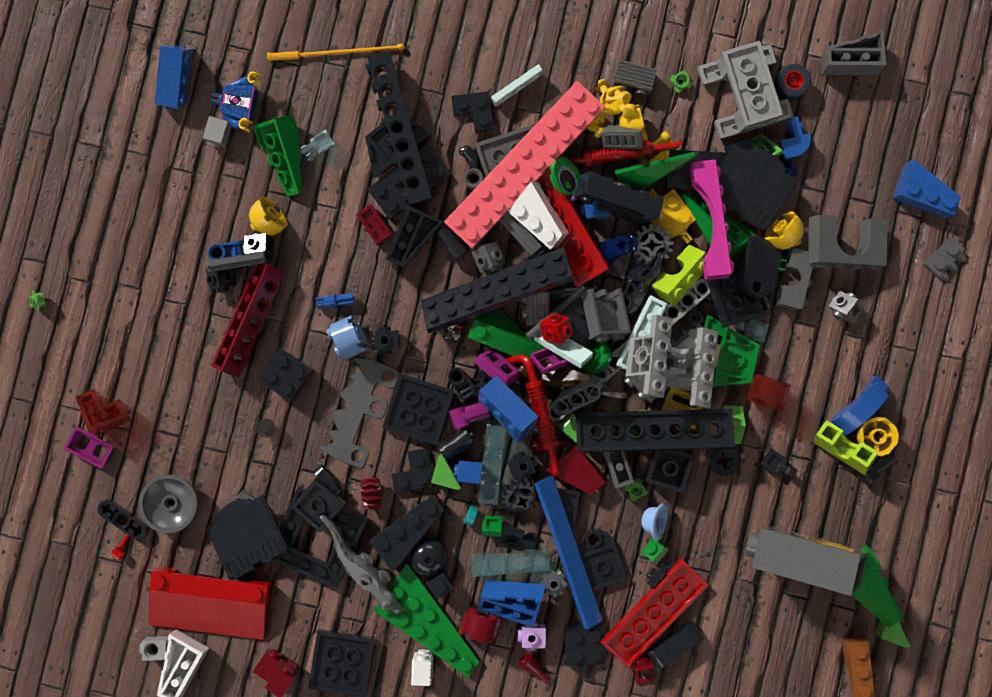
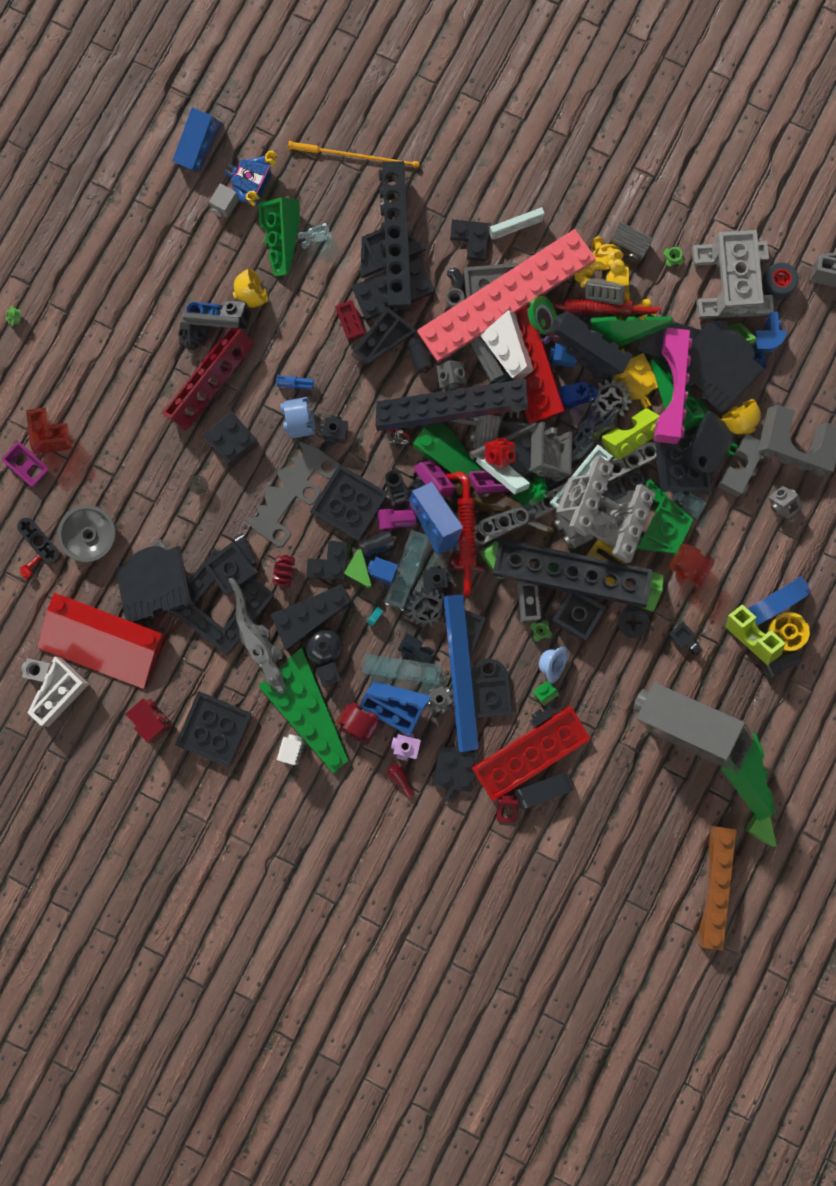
camera: 15 degrees right, 5 degrees down
(492, 526) = (392, 631): green plate -> none
(578, 472) = (489, 599): dark red slope -> none

